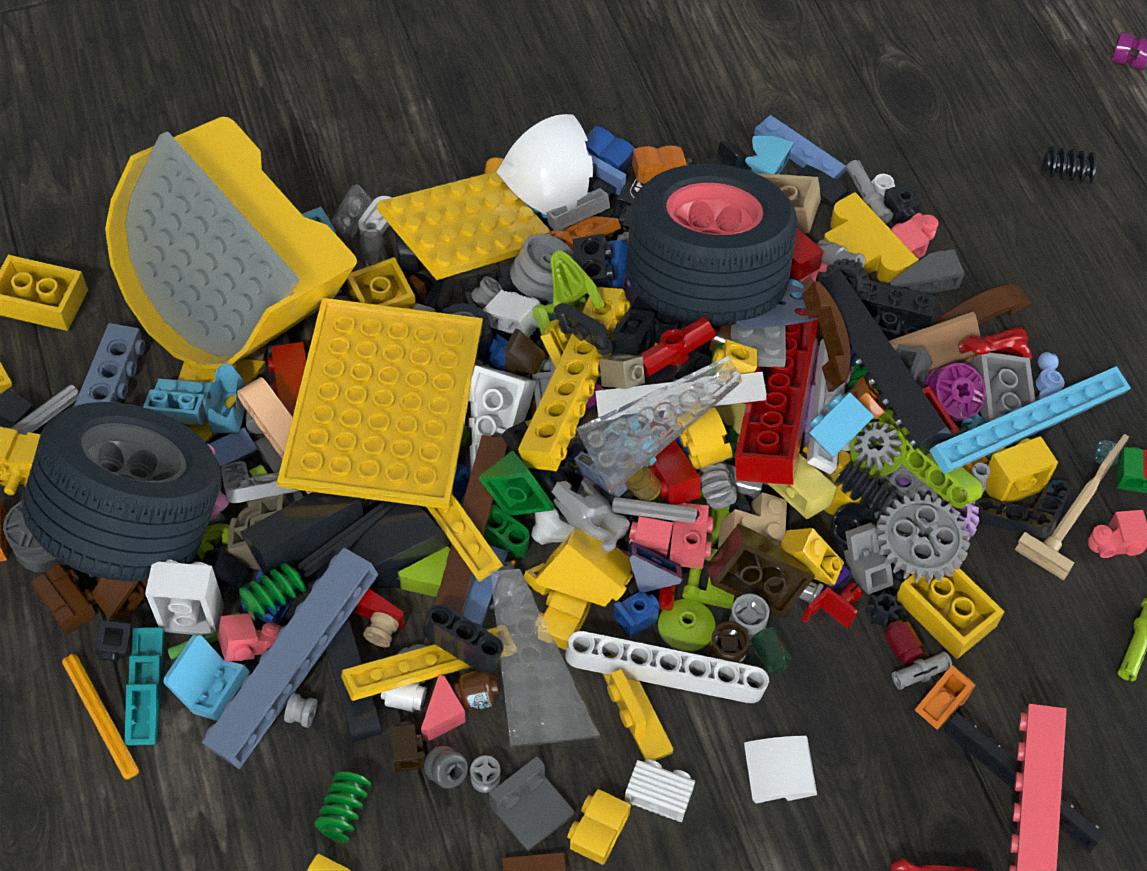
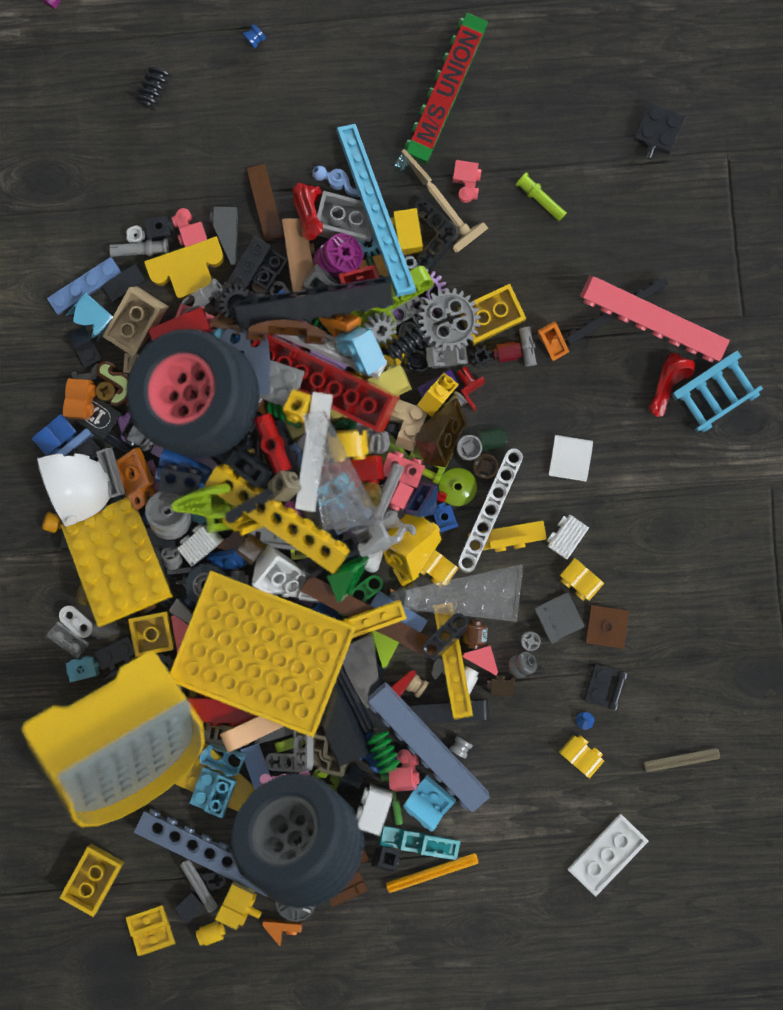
camera: 70 degrees left, 30 degrees up
(340, 805) = (531, 733): green piece -> none

